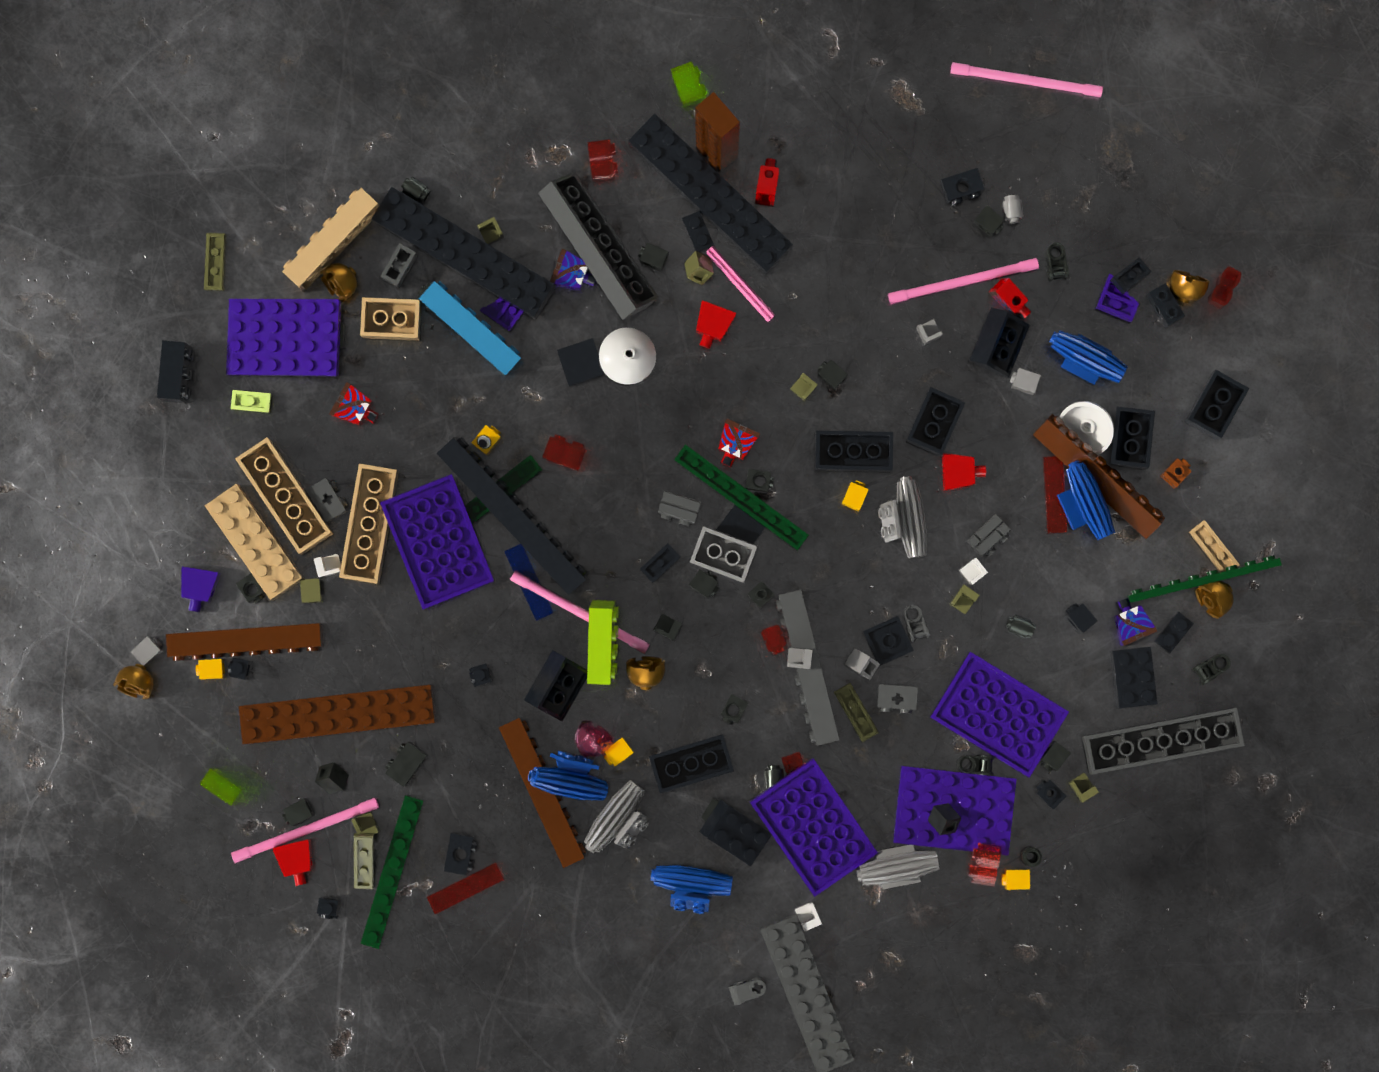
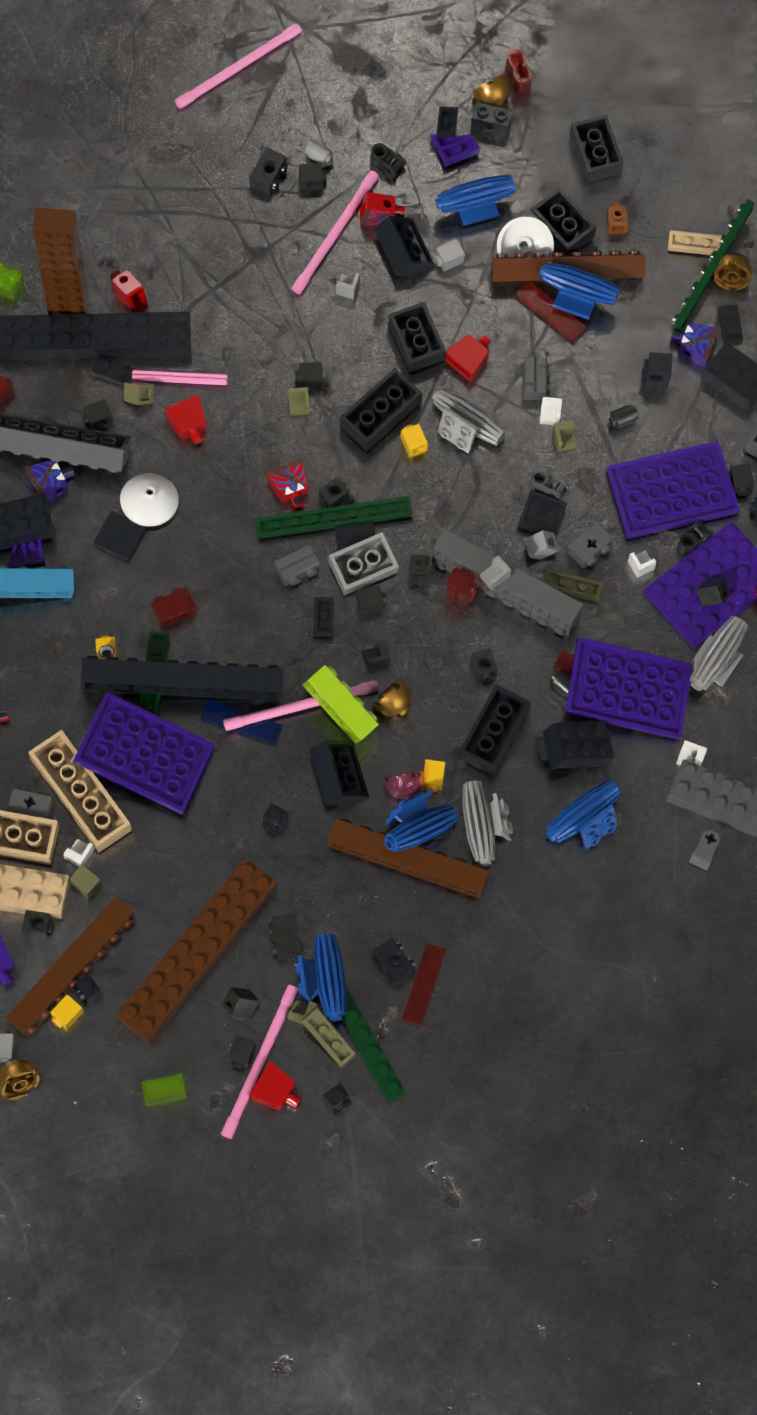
camera: 55 degrees left, 15 degrees down
(399, 820) = (324, 977): none -> blue plate
(920, 745) = (641, 563): none -> white panel

